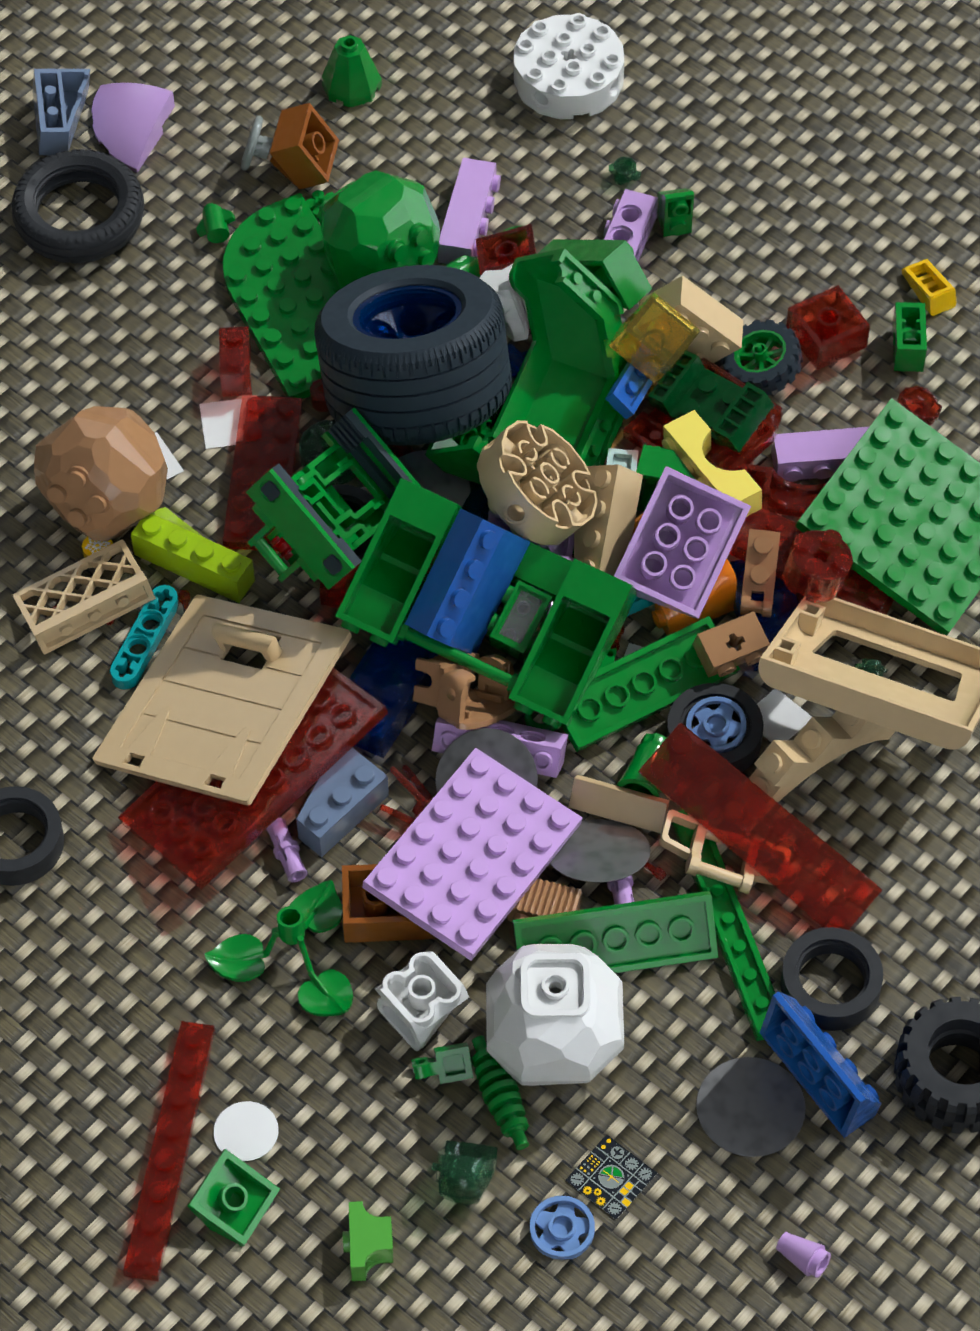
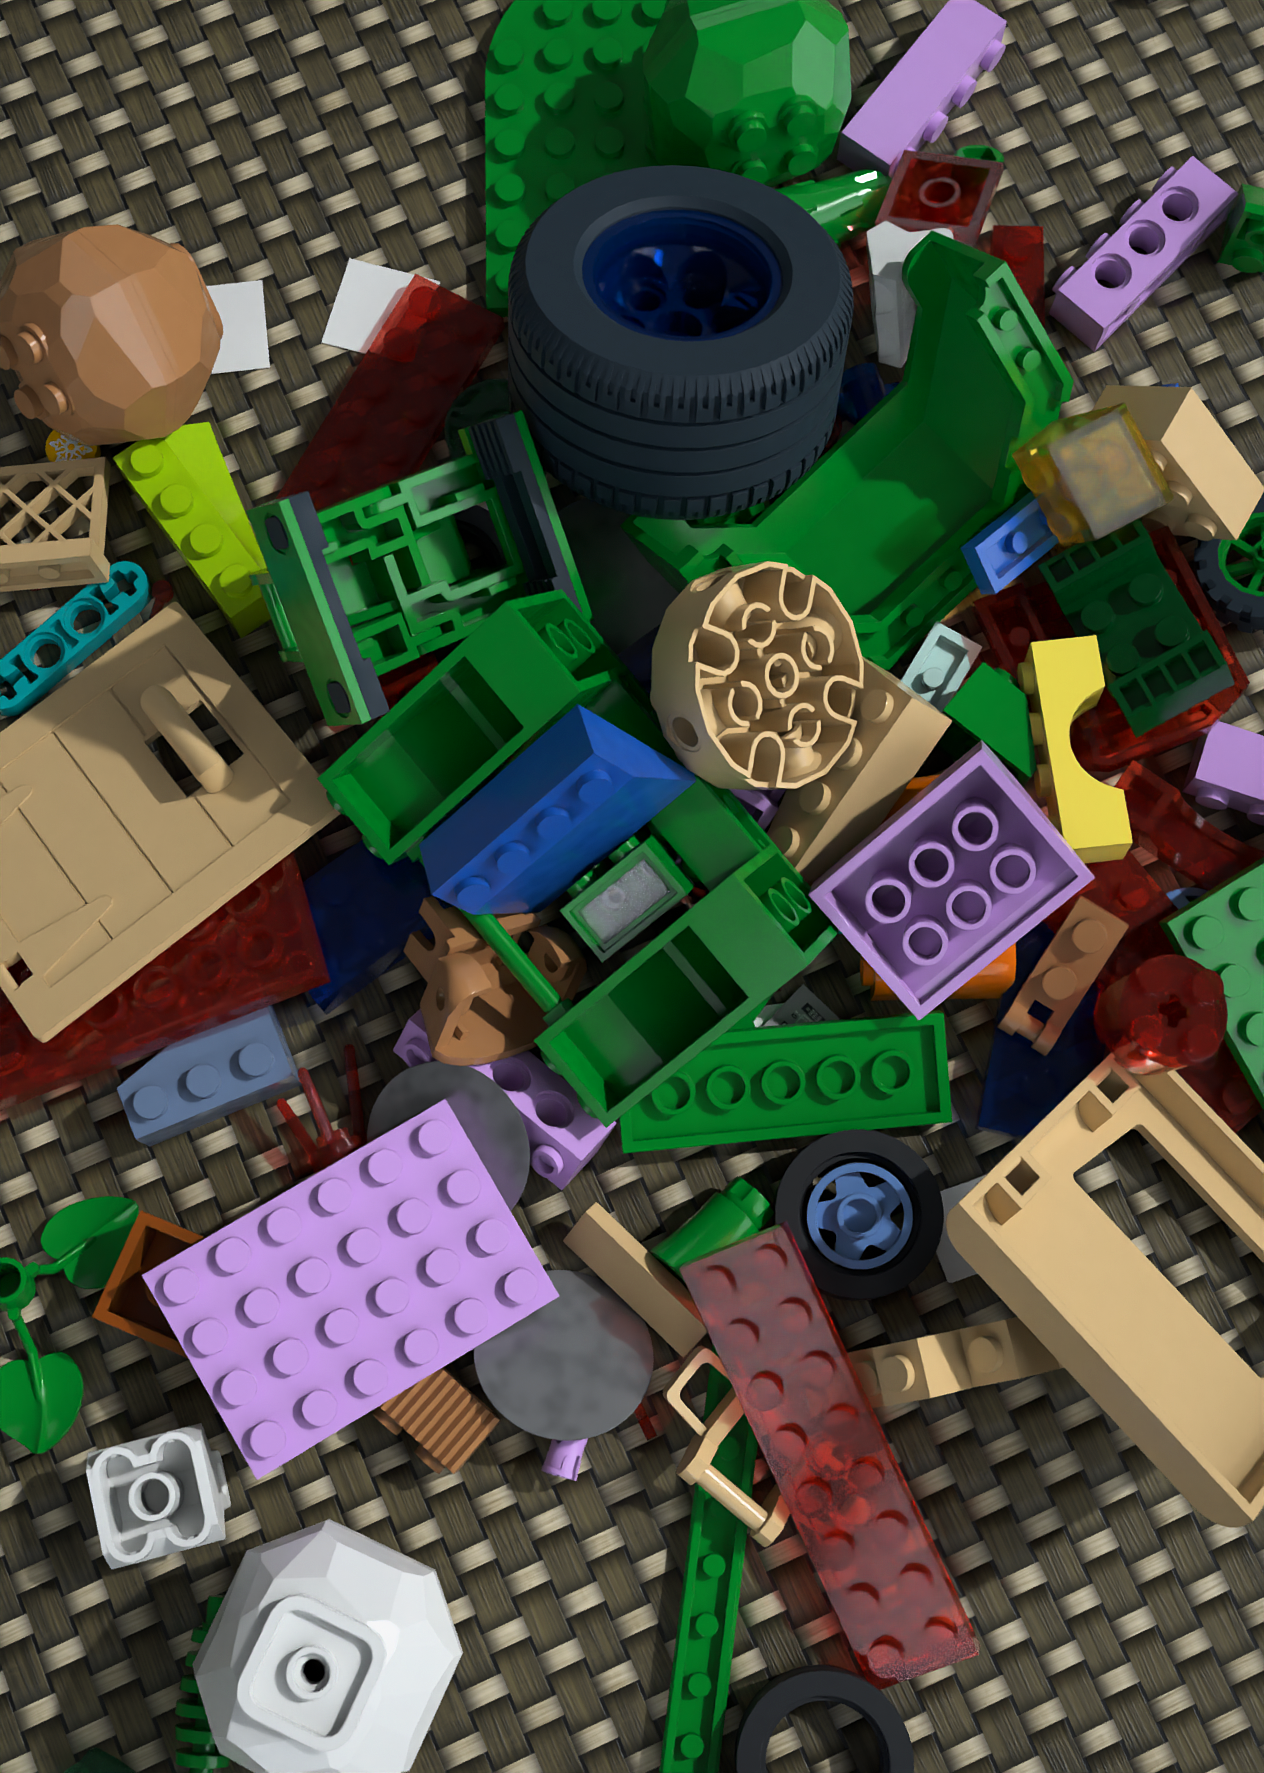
camera: 25 degrees right, 20 degrees up
(235, 361) = (430, 210): clear red brick -> none
(286, 850) = (96, 1121): lavender pin -> none
(450, 1064) = (151, 1618): green plate -> none
(611, 264) = (1071, 293): green wedge -> none
(624, 170) = (1213, 104): clear green plate -> none
(632, 933) = (512, 1532): green plate -> none
(741, 632) = (923, 1073): medium nougat brick -> none
(872, 666) = (1162, 1221): clear green plate -> none

